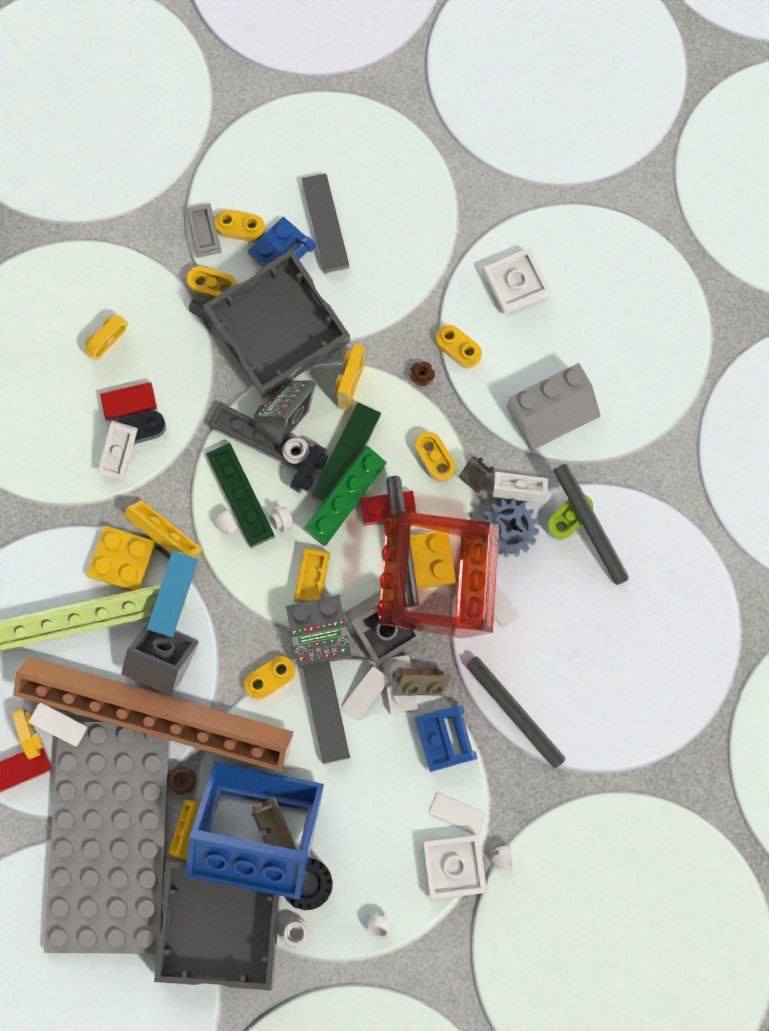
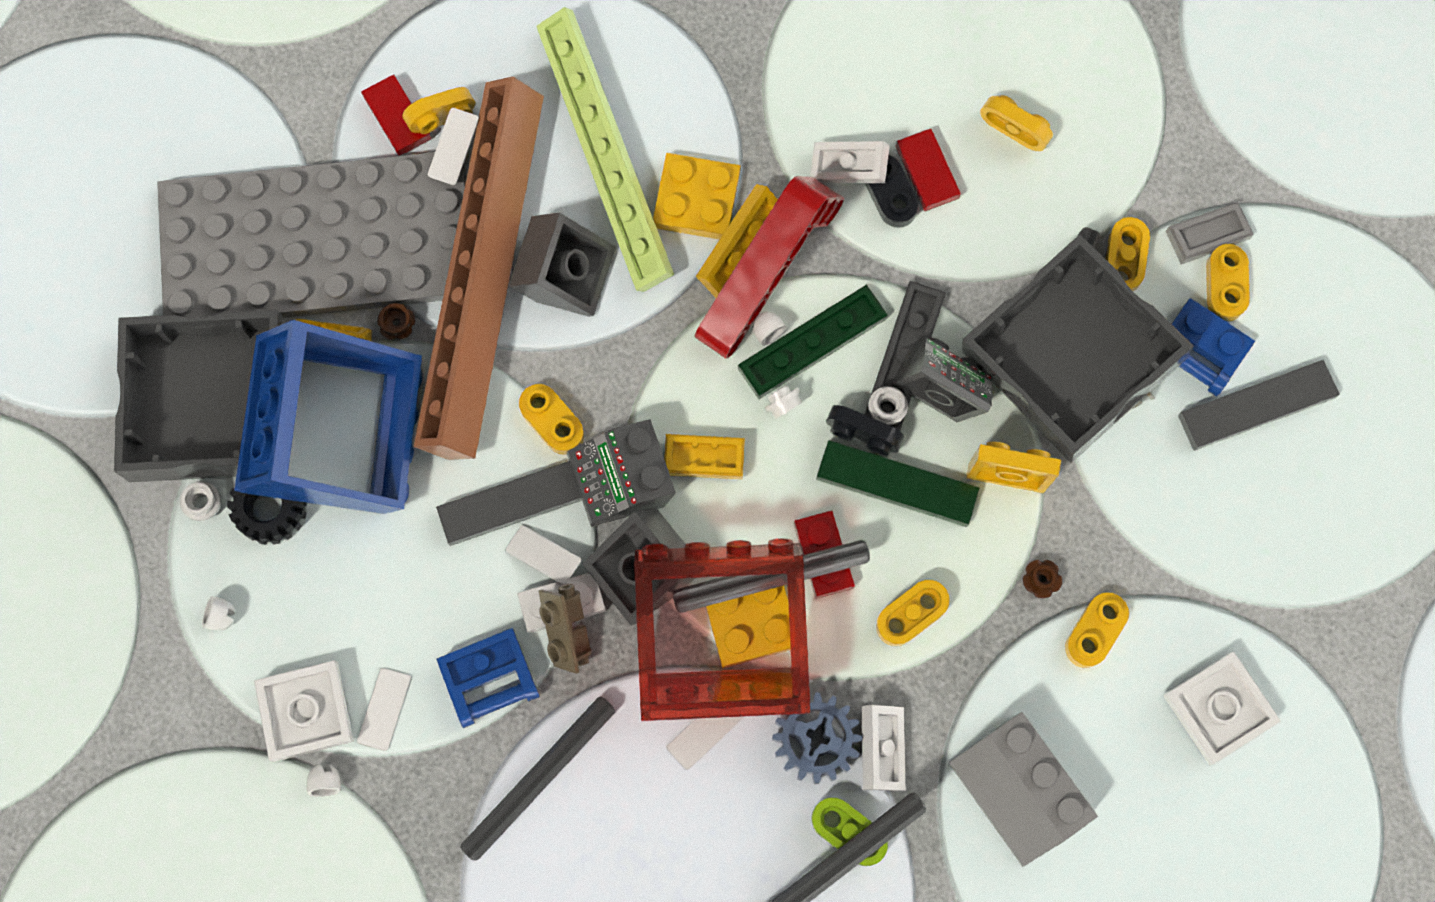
camera: 85 degrees right, 0 degrees up
(153, 481) = (798, 210): none -> red beam
(172, 593) = (650, 264): dark azure tile -> none
(270, 818) = (354, 442): dark tan hinge -> none
(345, 495) = (832, 487): green plate -> none
(476, 474) = (894, 678): clear smoke tile -> none

